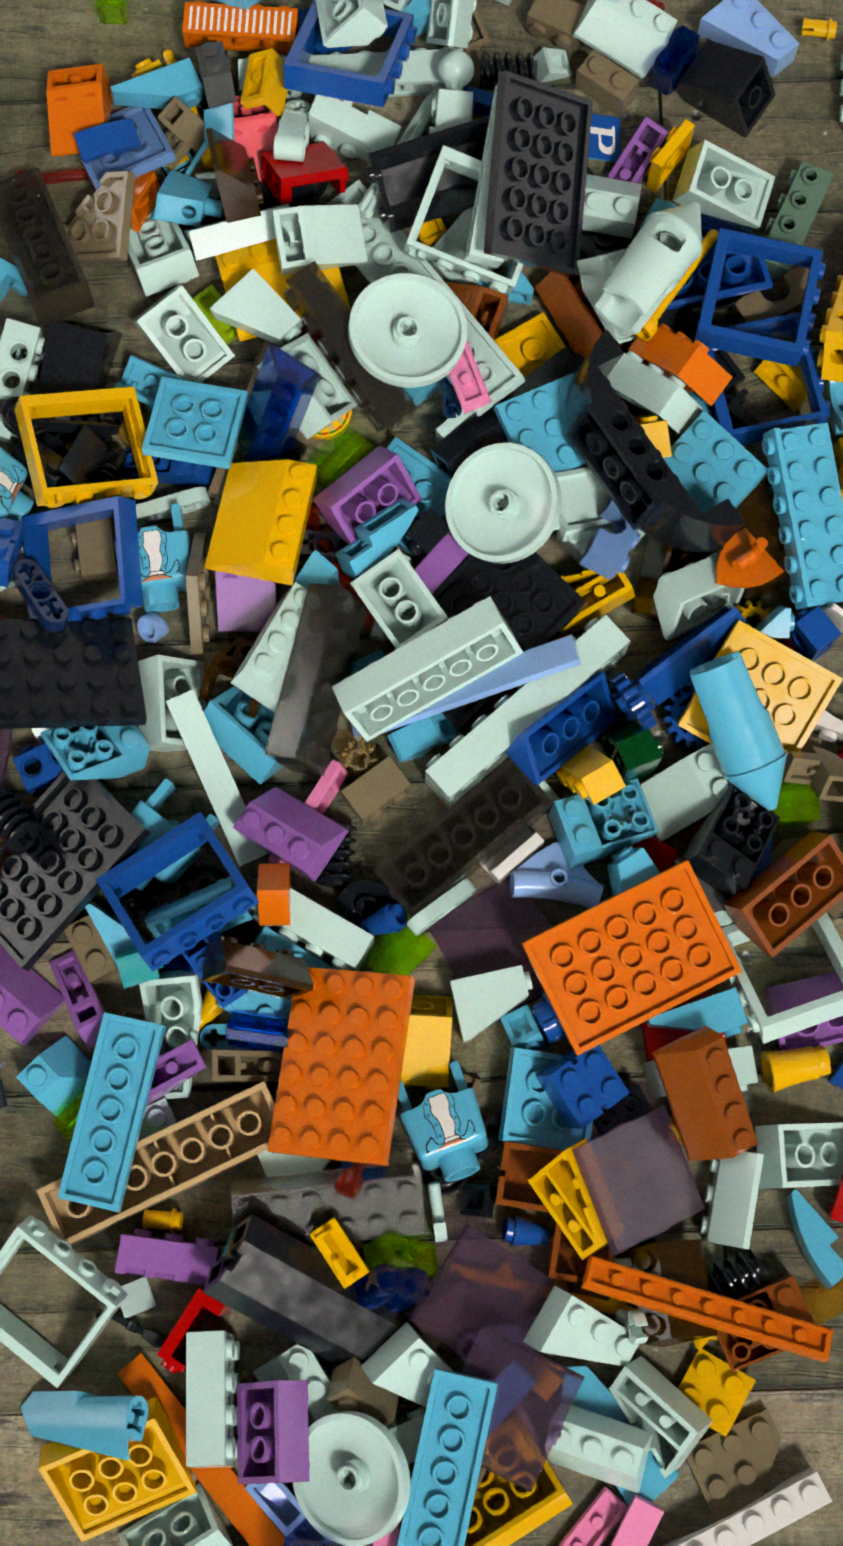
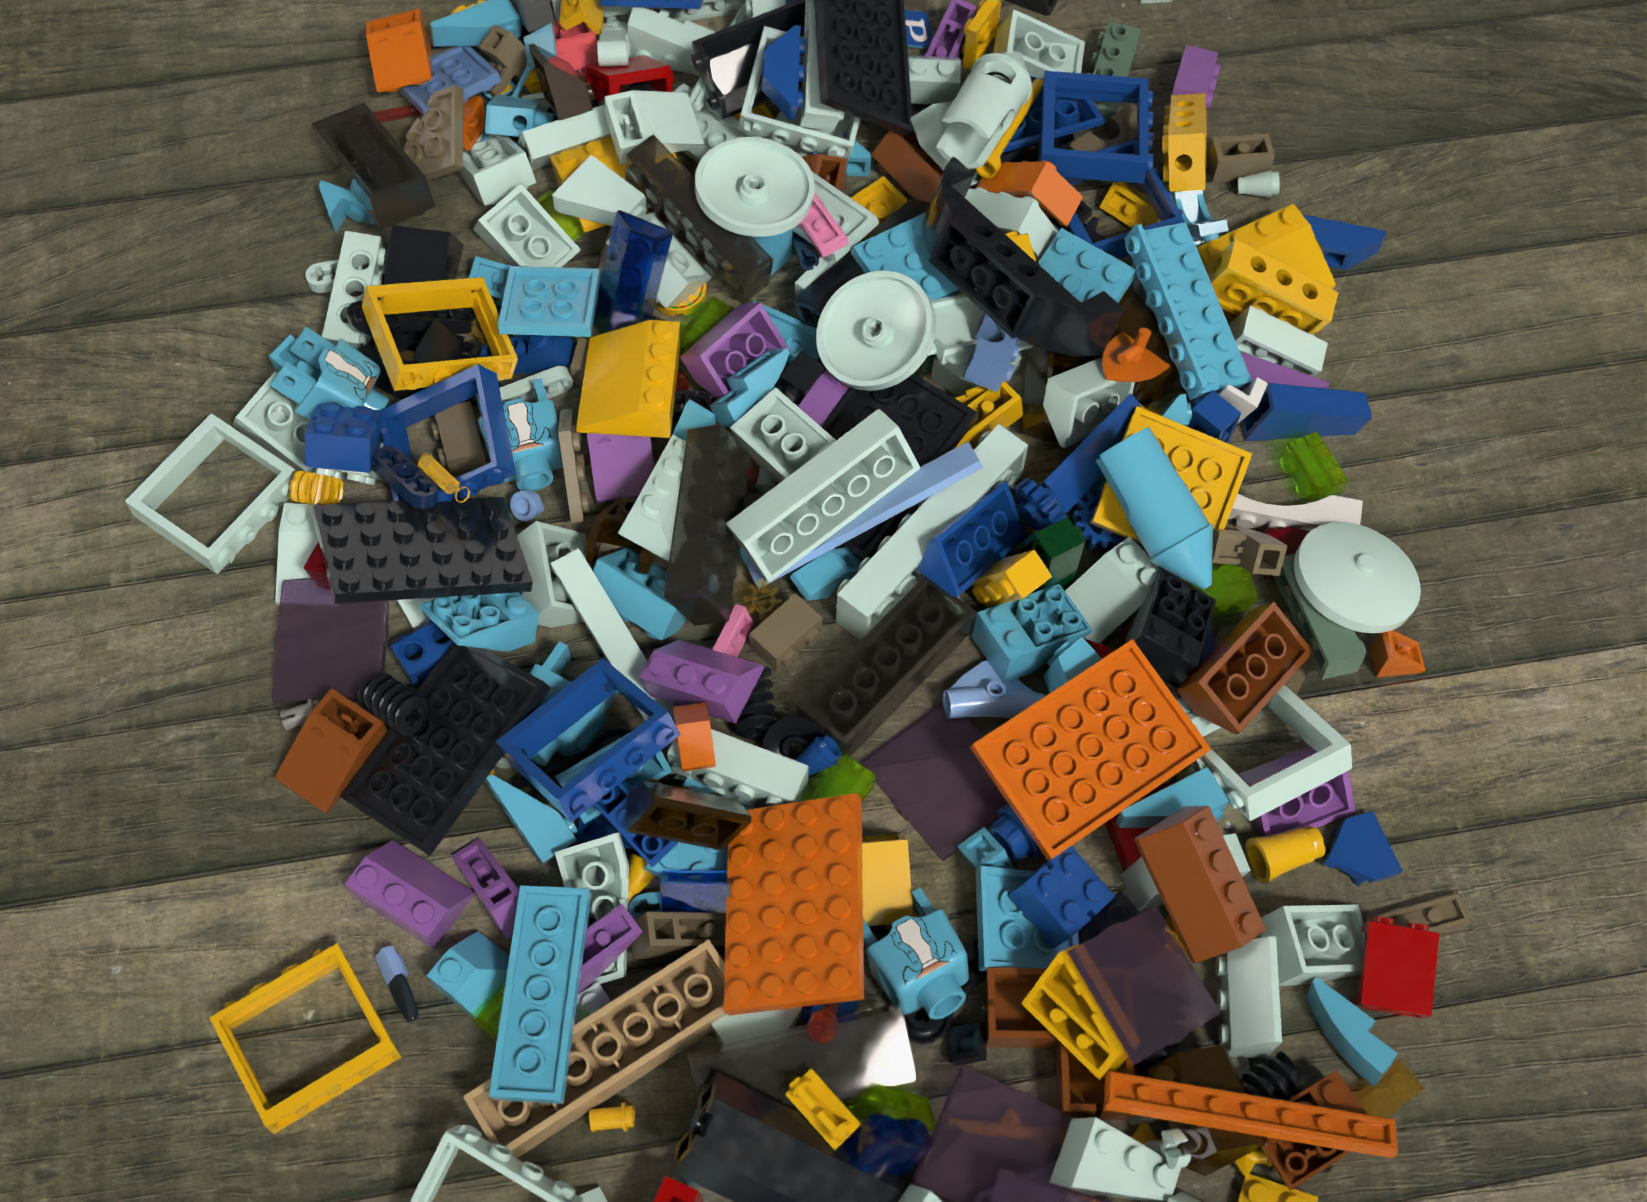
camera: 10 degrees left, 15 degrees down
(75, 595) = (432, 468): none -> yellow piece
(91, 951) = (499, 832): dark tan brick -> none
(107, 139) = (430, 66): blue slope -> none
(134, 969) = (552, 834): teal brick -> none
(166, 1256) = (620, 1157): medium lavender wedge -> none
(437, 1212) = (927, 1074): light aqua bar -> none
(441, 906) = (875, 735): light aqua beam -> none
(454, 202) = (783, 72): none -> blue slope
(487, 998) = (940, 823): light aqua slope -> none
(513, 855) = (930, 692): white panel -> none
(522, 1232) = (1024, 1072): blue cone -> none

